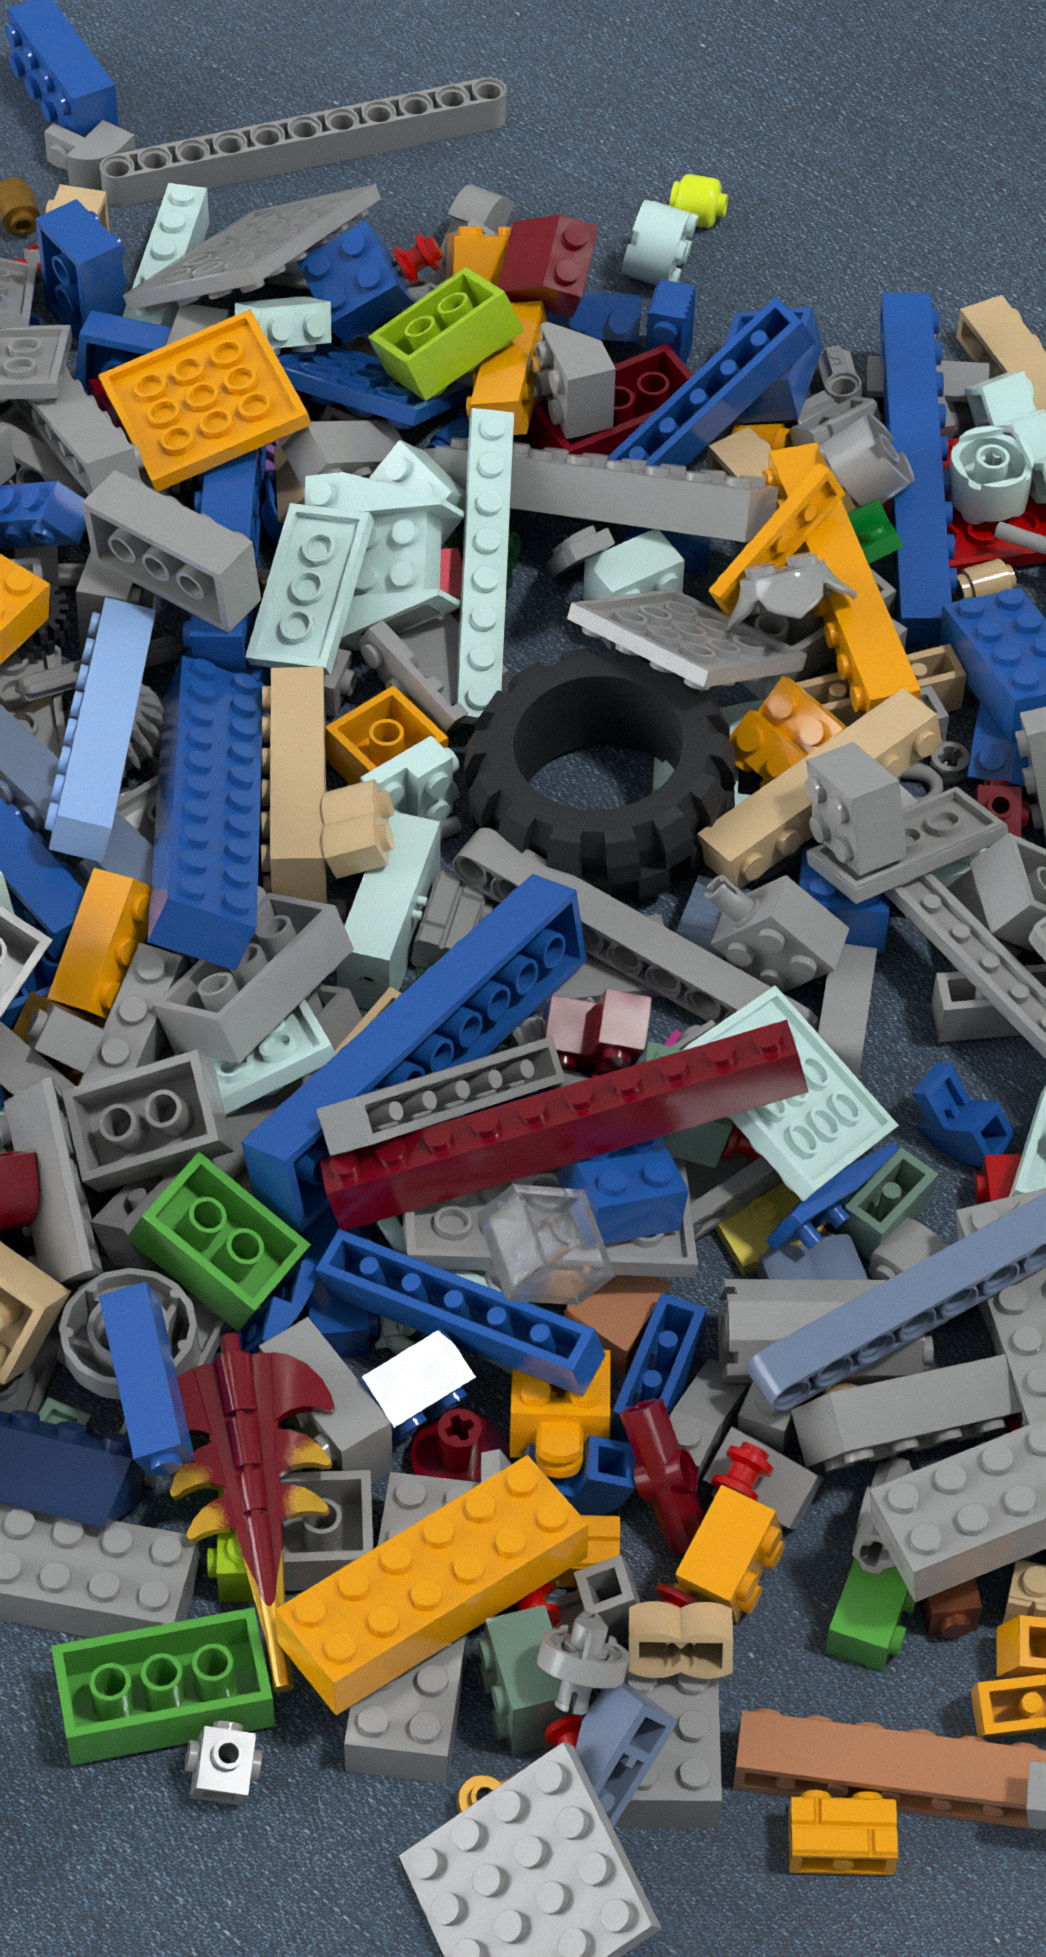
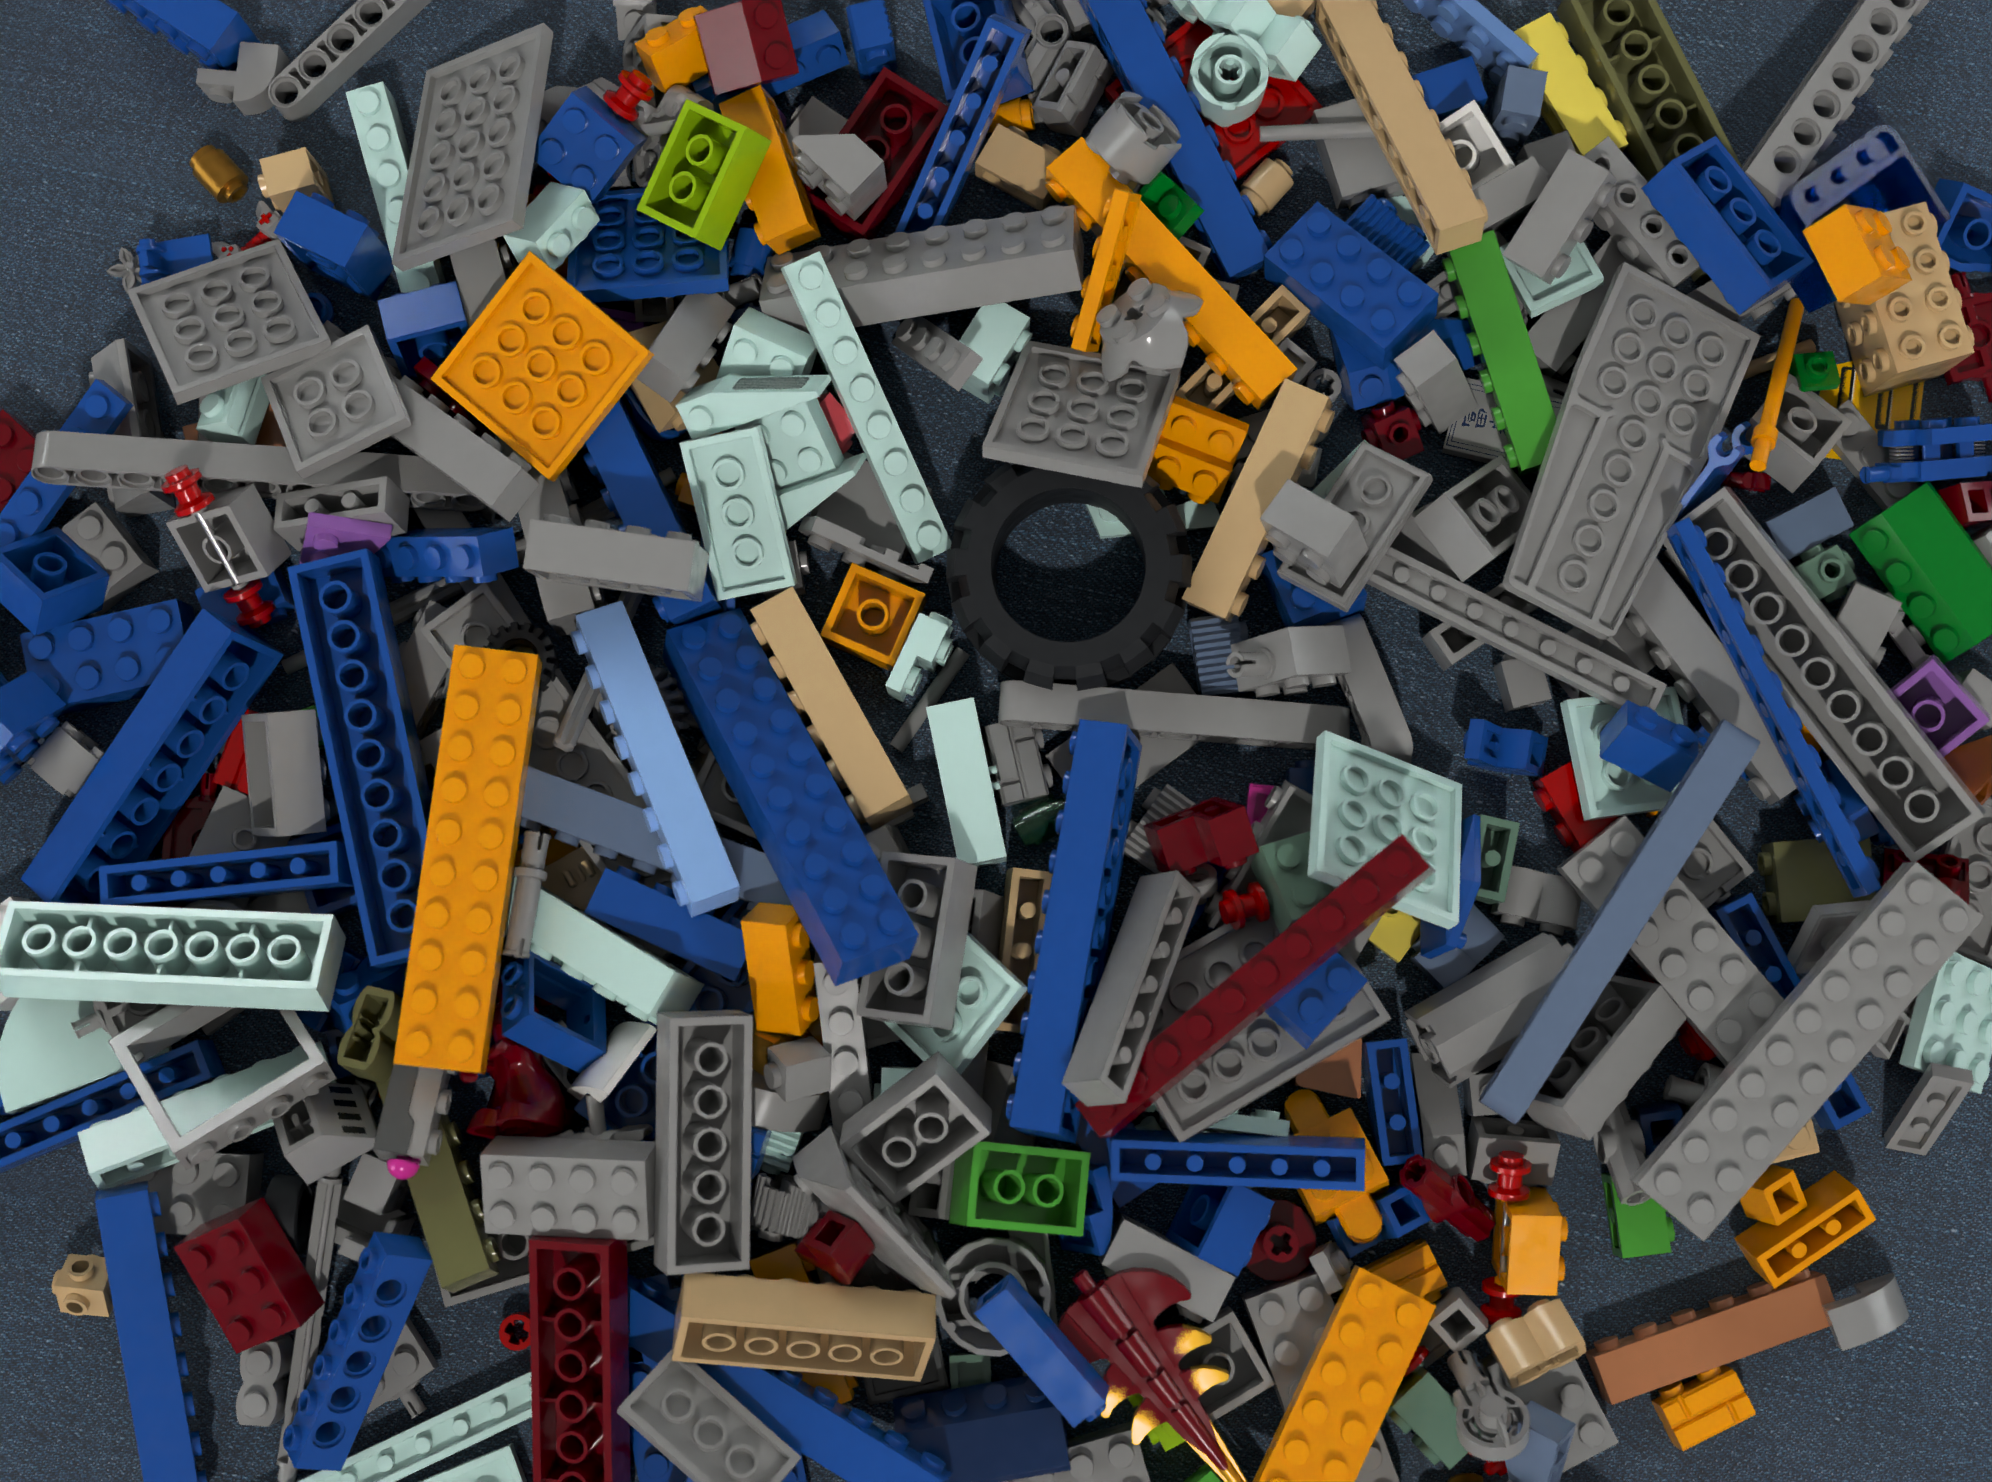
camera: 25 degrees left, 30 degrees up
(357, 828) = (915, 747): tan brick -> none
(544, 1245) = (1291, 1097): clear brick -> none
(1015, 1077) = (1520, 684): none -> light grey brick

